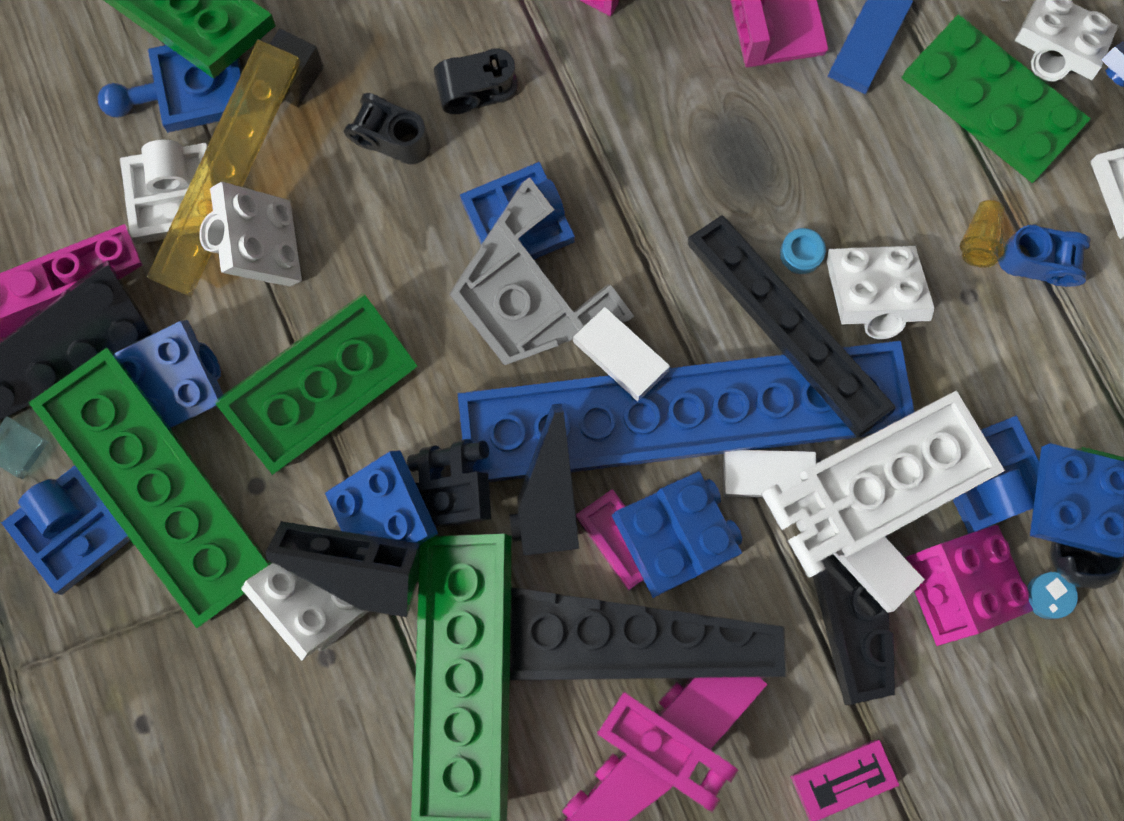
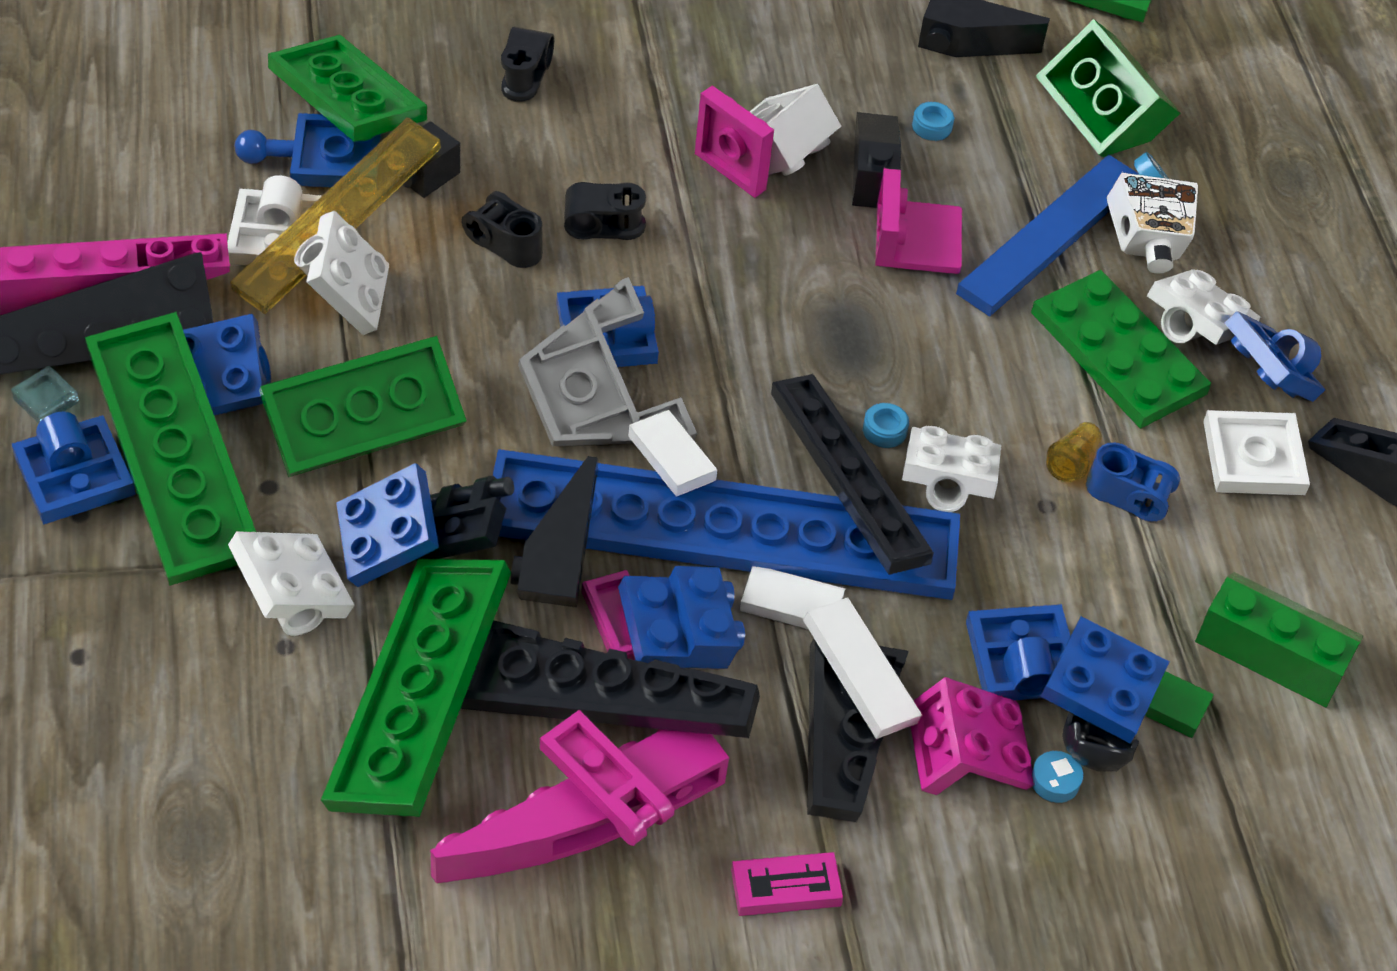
camera: 10 degrees right, 25 degrees down
(355, 567) = (348, 554): black slope -> none
(884, 482) = (901, 609): white hinge -> none

